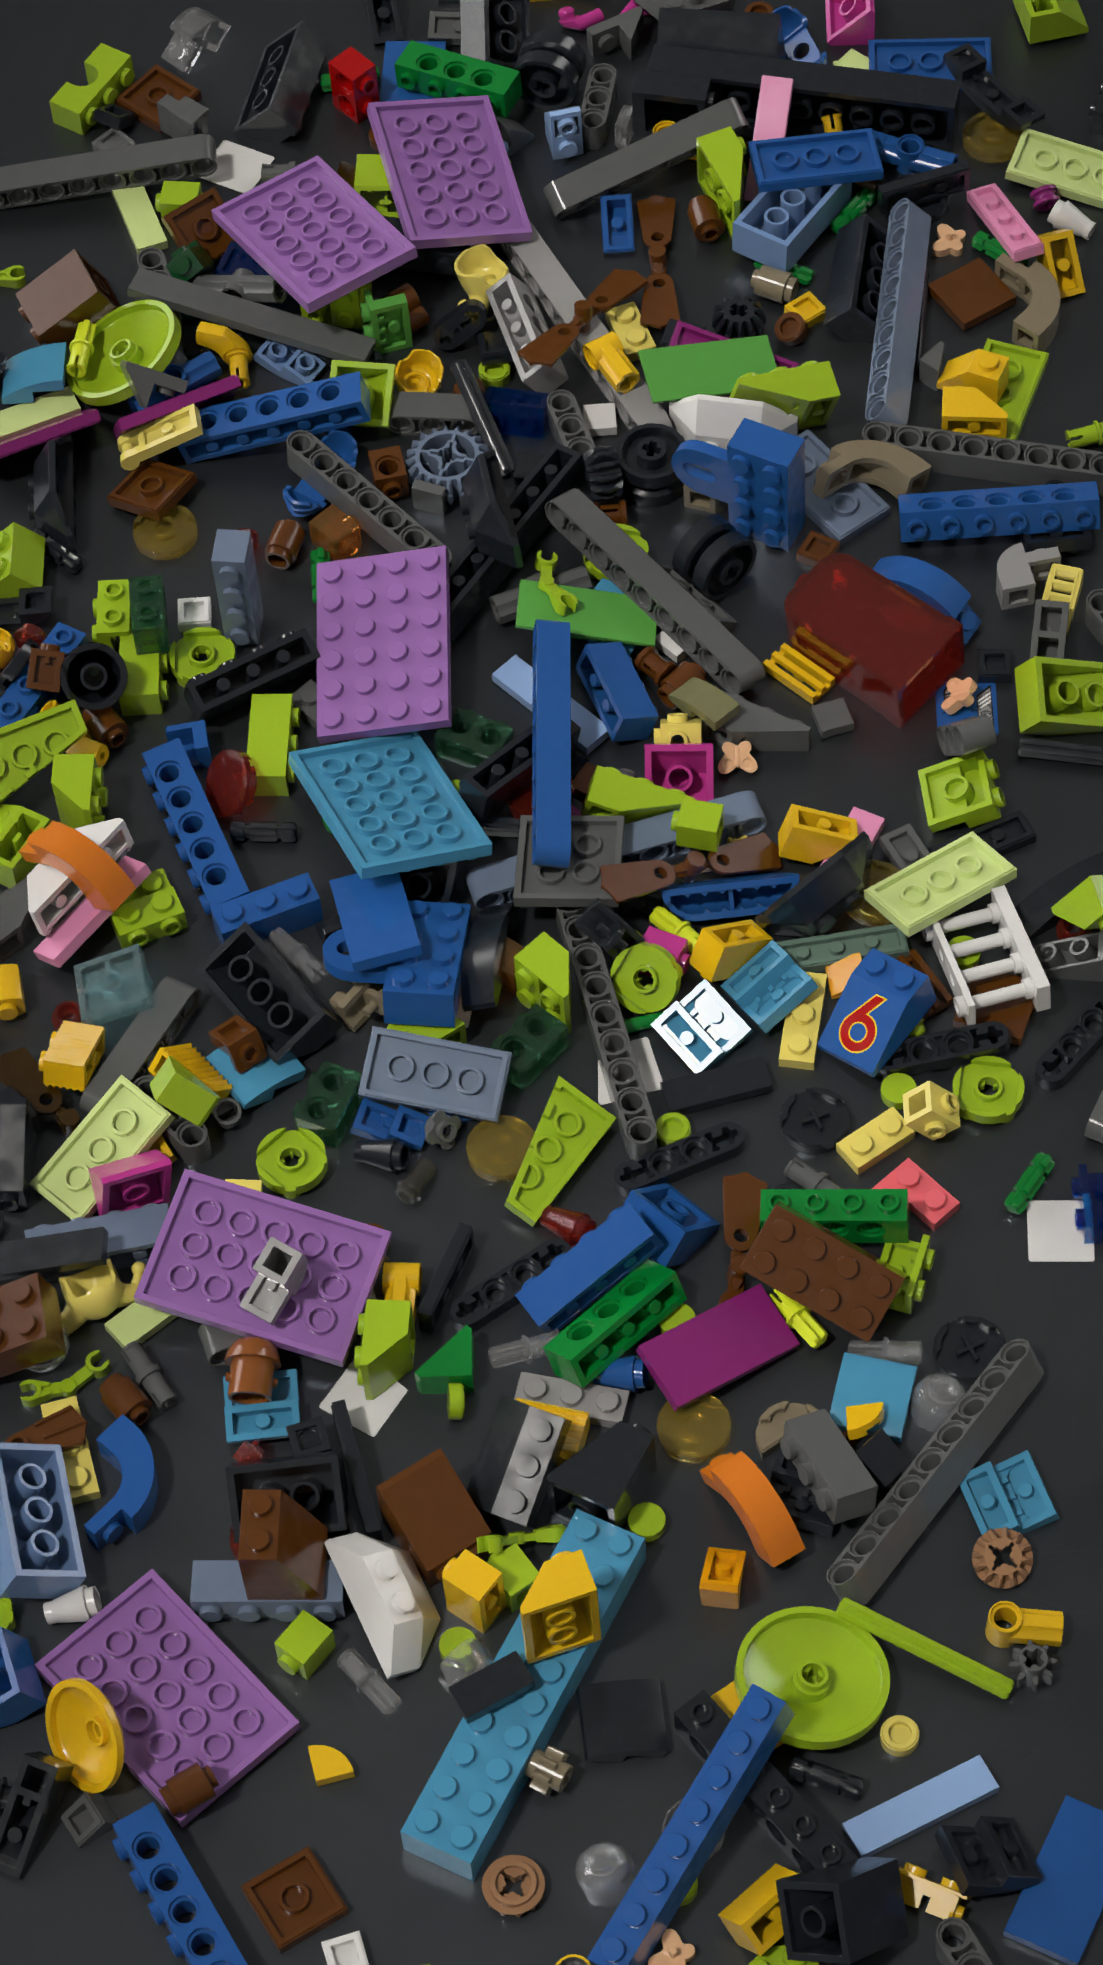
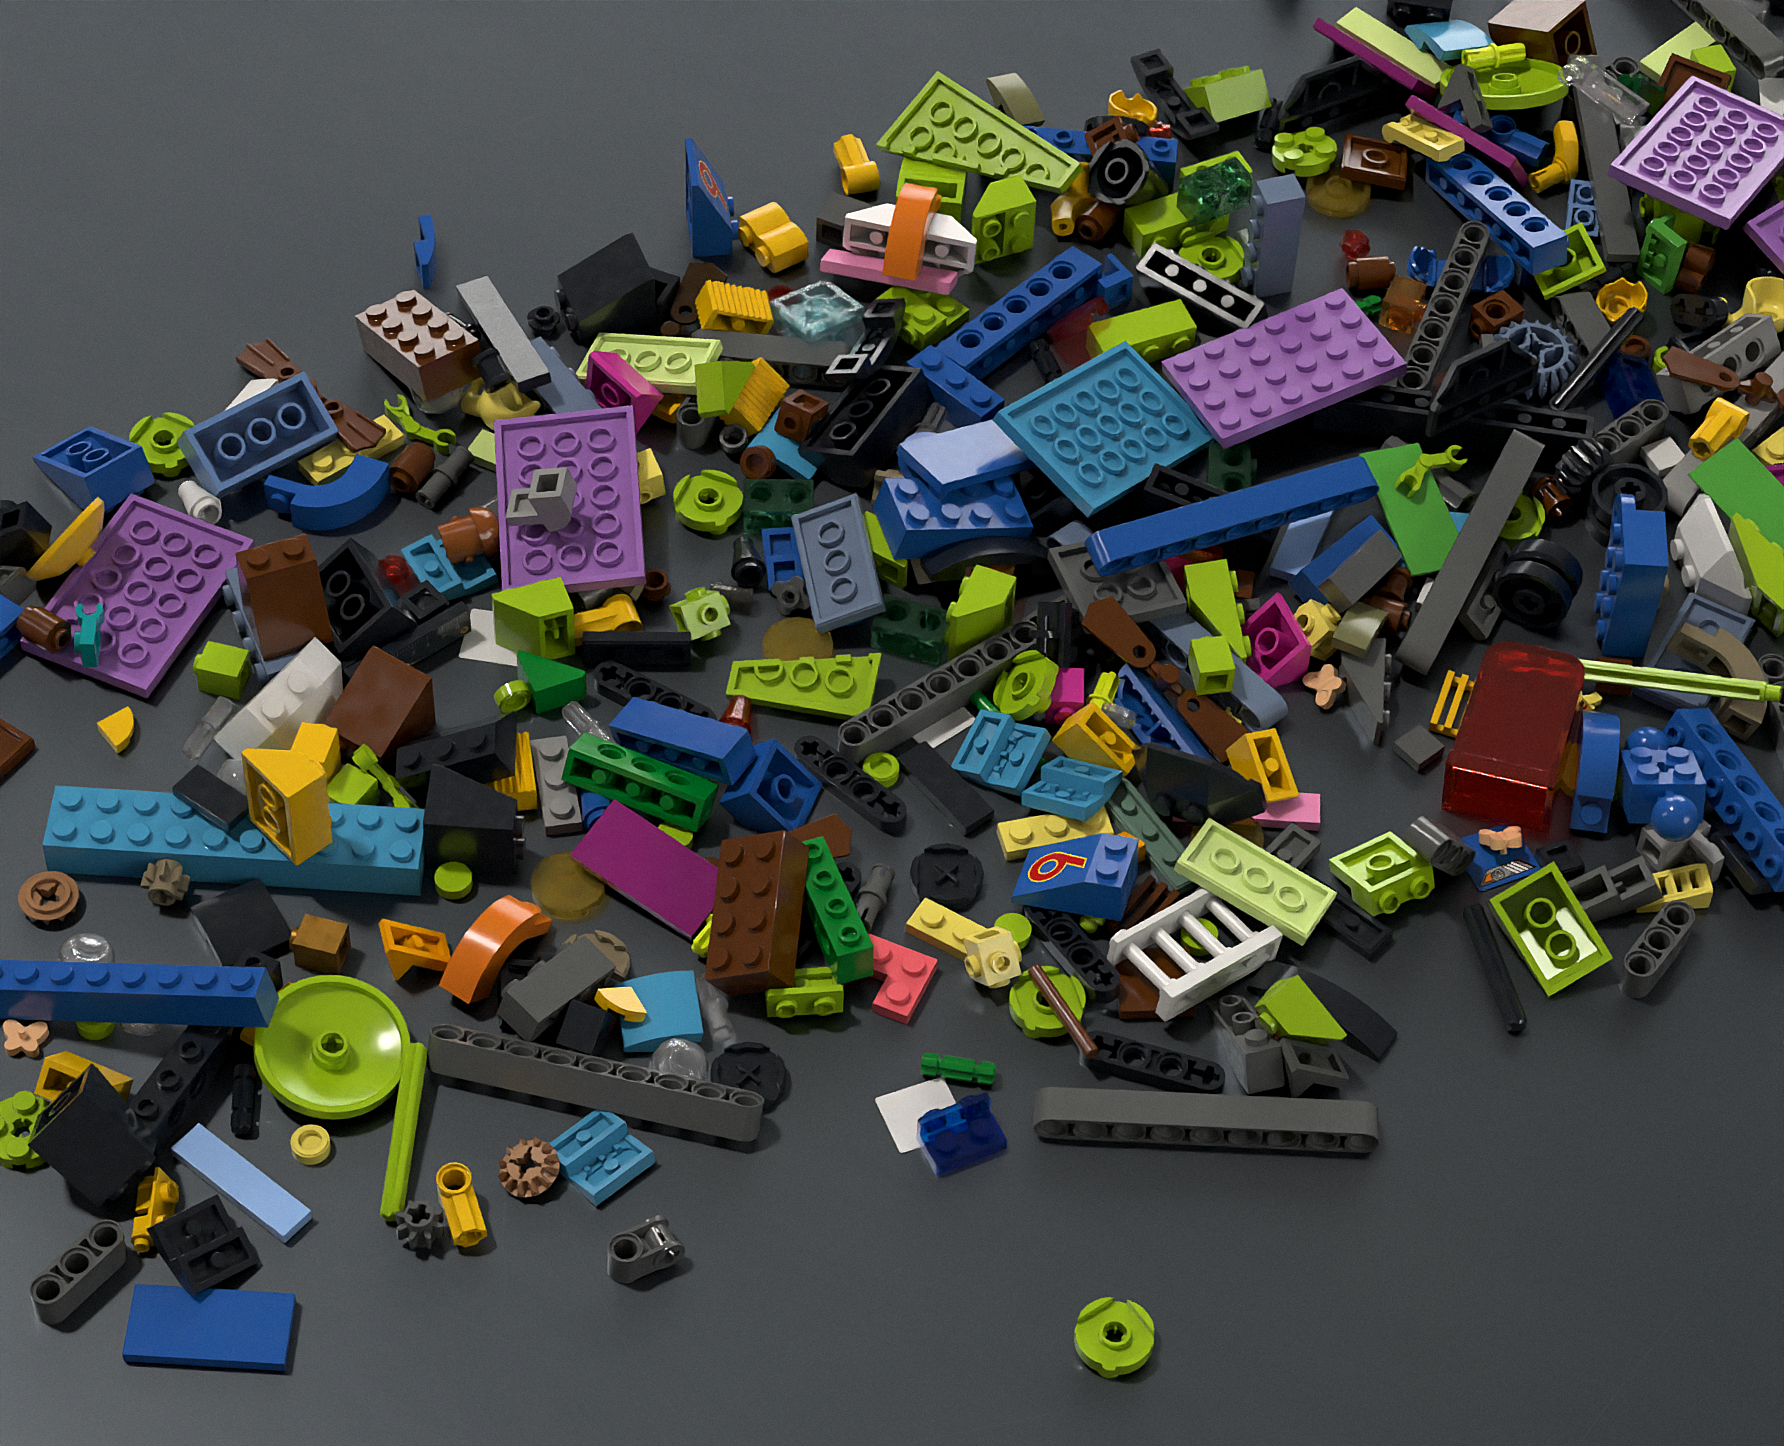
camera: 60 degrees right, 5 degrees down
(71, 1277) = (491, 370): none -> black bush
(104, 524) = (1304, 151): none -> lime plate
(180, 955) = (874, 346): none -> black slope
(189, 279) = (1603, 89): none -> clear plate
(221, 1749) = (89, 638): none -> teal plate
(268, 1103) = (758, 462): none -> reddish brown tile
(435, 1210) = (701, 613): none -> lime brick
(648, 676) = (1360, 571): none -> dark grey slope
(680, 1655) = (320, 944): none -> pearl gold brick
(711, 918) = (1119, 715): none -> clear tile
(850, 521) = (1681, 681): none -> lime piece
(981, 553) = (1660, 784): none -> blue brick
(1013, 1078) = (1063, 1011): none -> reddish brown bar

